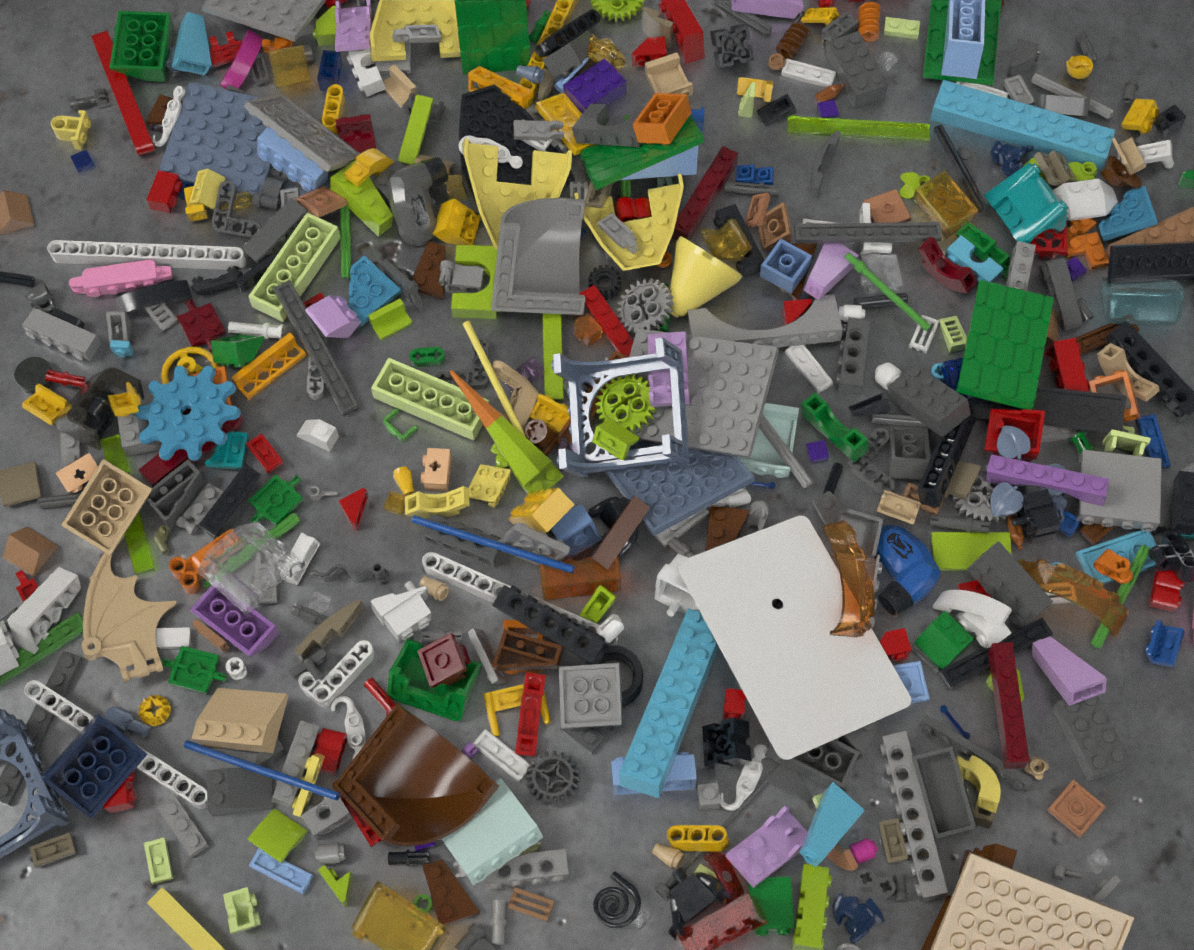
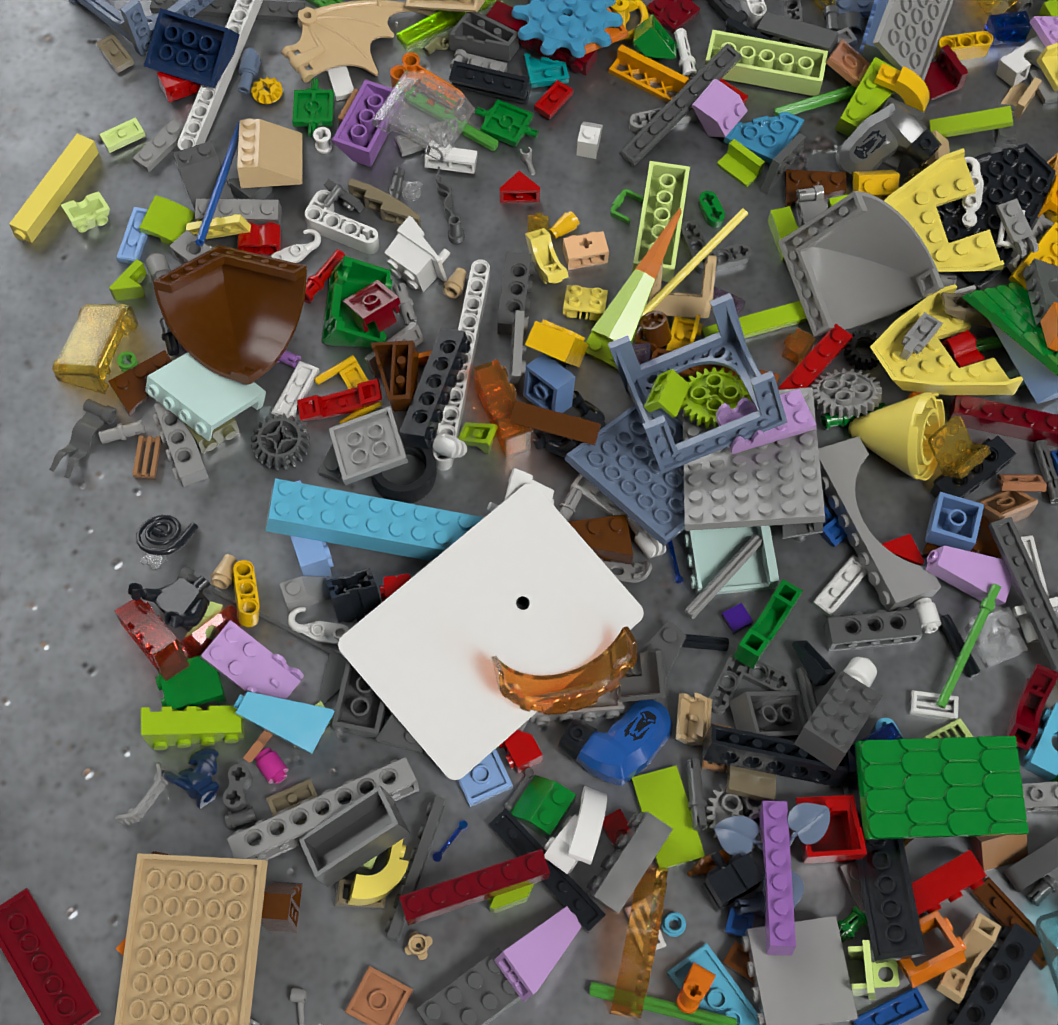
camera: 70 degrees right, 0 degrees up
(493, 544) = (509, 313): blue piece -> none

